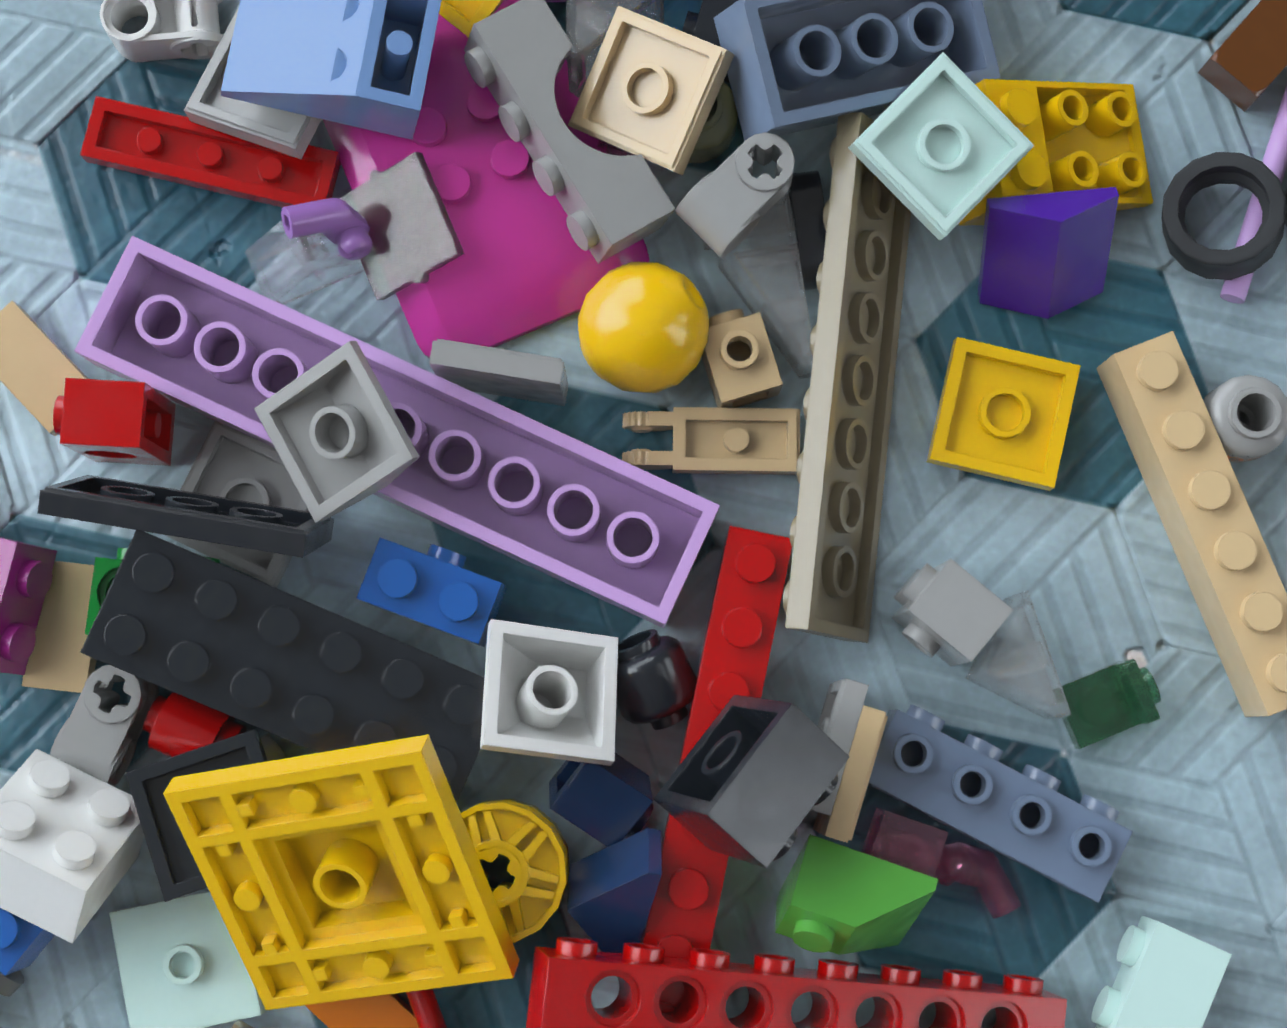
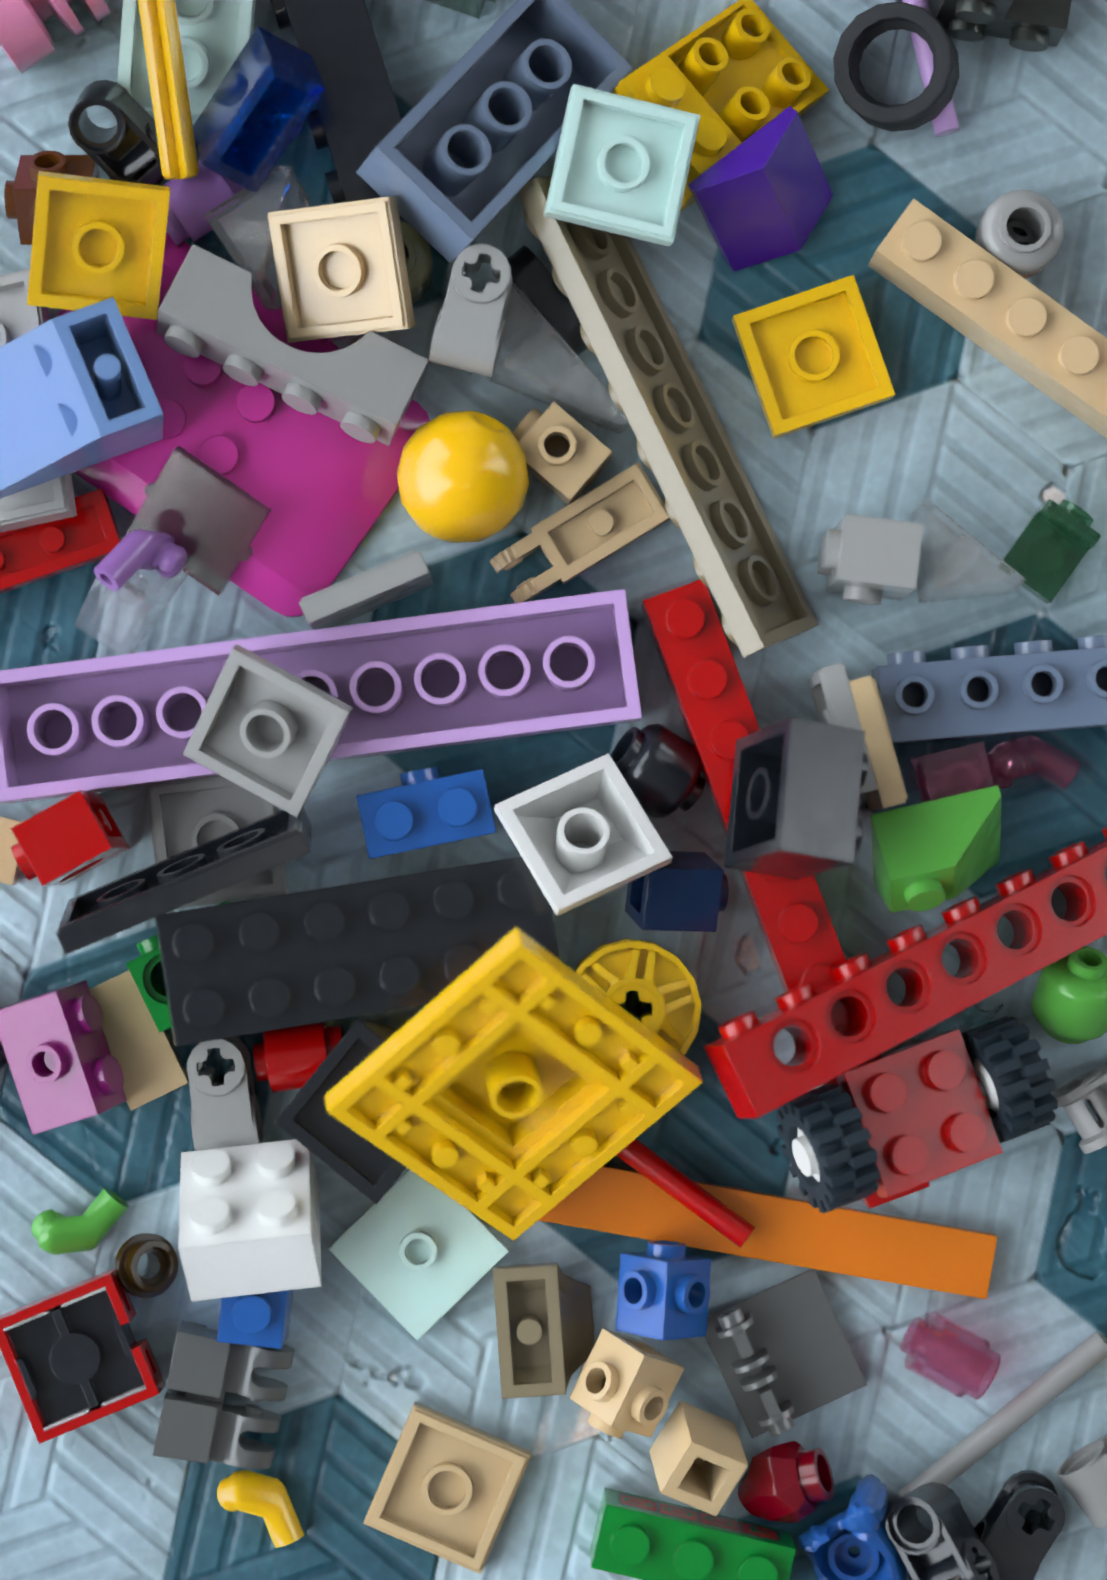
camera: 30 degrees left, 5 degrees up
(615, 890) = (739, 960): dark blue slope -> none

